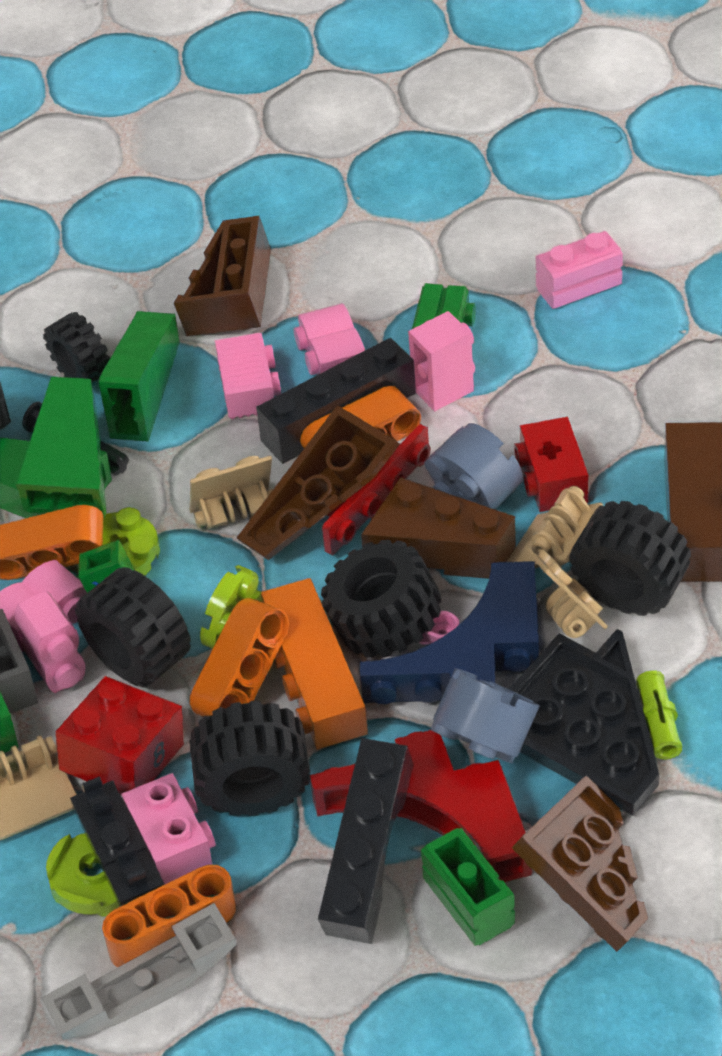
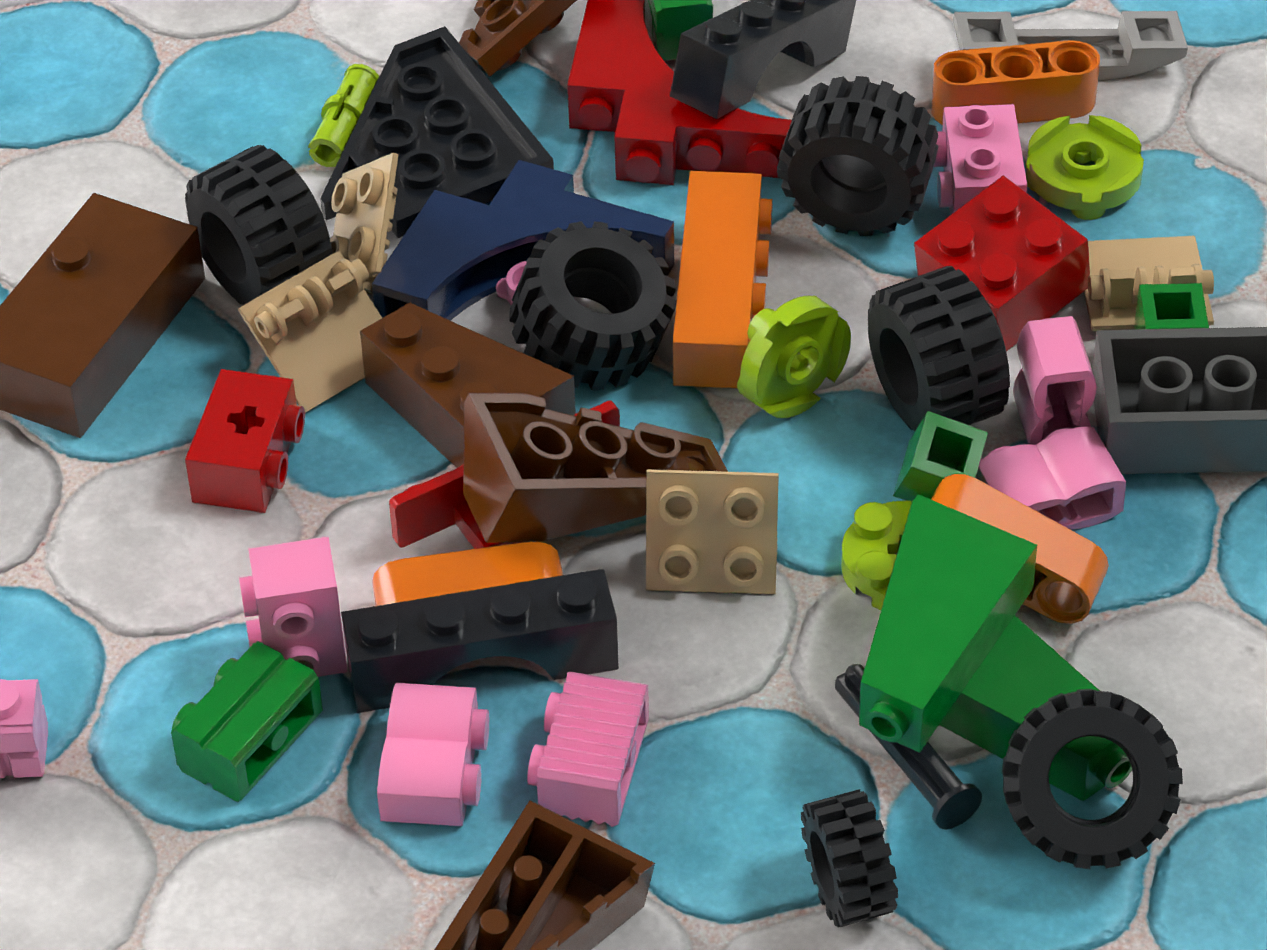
camera: 160 degrees left, 0 degrees up
(115, 841) = (1052, 145): black plate -> none
(138, 375) = (757, 790): green slope -> none
(240, 657) = (835, 270): orange beam -> none
(474, 467) = (367, 432): sand blue brick -> none
(484, 716) = (558, 101): sand blue brick -> none

